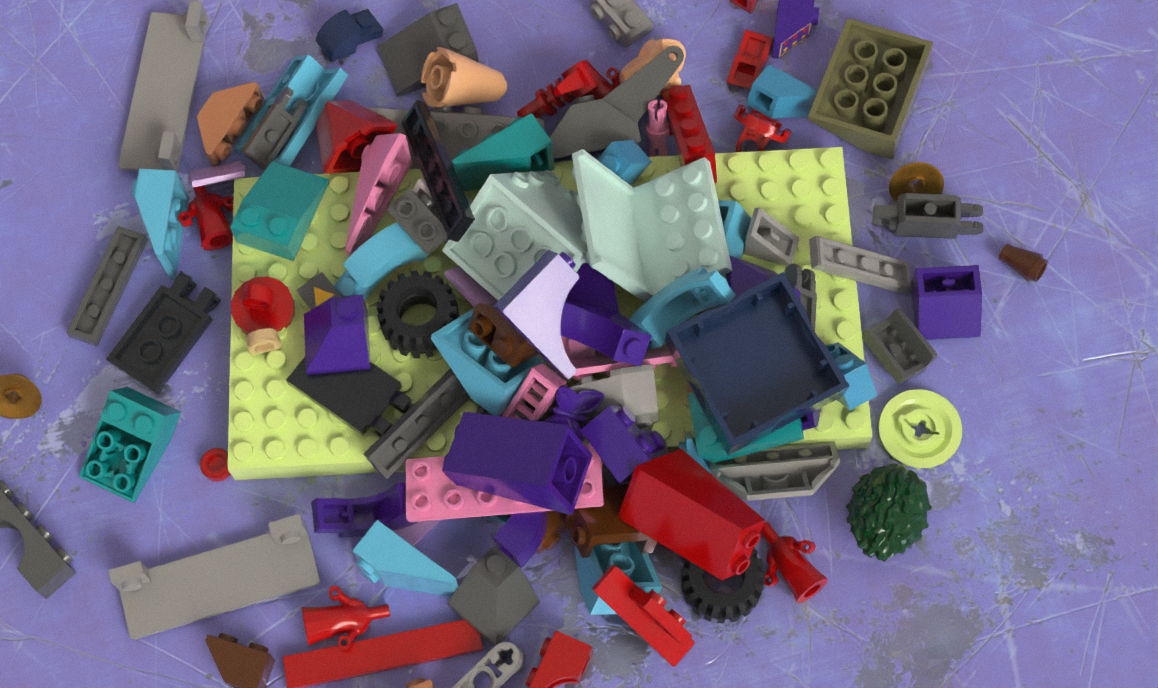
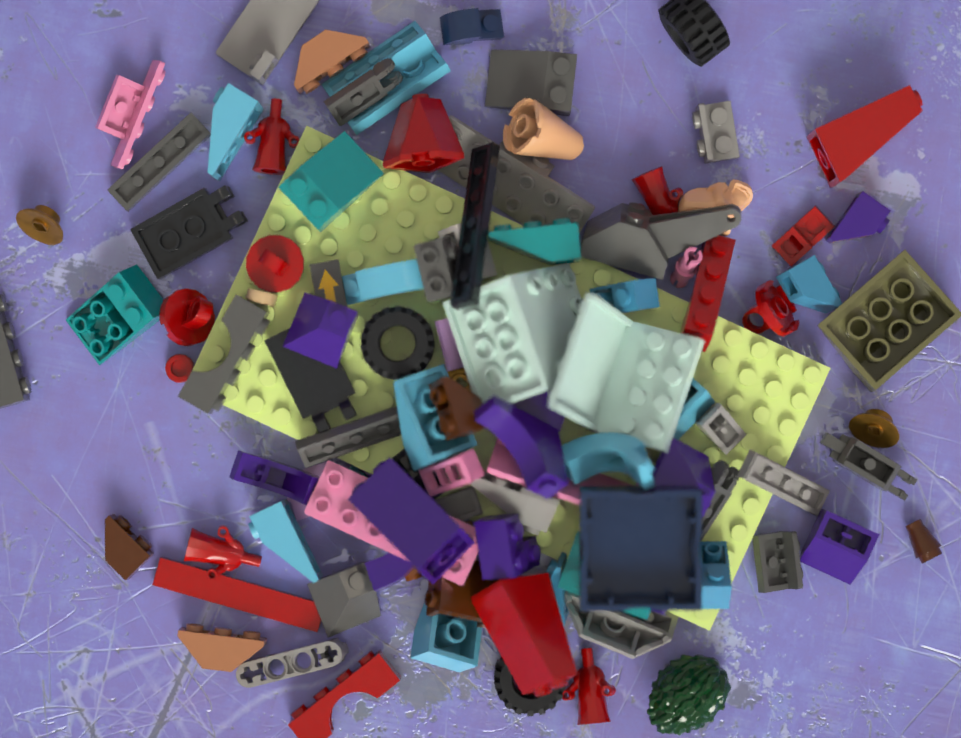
camera: 25 degrees right, 20 degrees up
(52, 254) = (126, 108): none -> bright pink bracket
(200, 404) = (187, 317): none -> red tile
(217, 173) = (295, 108): lavender piece -> none
(217, 579) = (137, 468): light grey bracket -> none
(248, 450) = (207, 388): none -> dark grey arch
(380, 176) = (426, 197): bright pink wedge -> none
(536, 306) = (488, 414): arch -> none
(572, 406) = (475, 496): dark purple piece -> none
(577, 82) = (633, 189): red piece -> none
(645, 614) = (451, 682): red bracket -> none
(940, 422) = (775, 636): yellowish green gear -> none

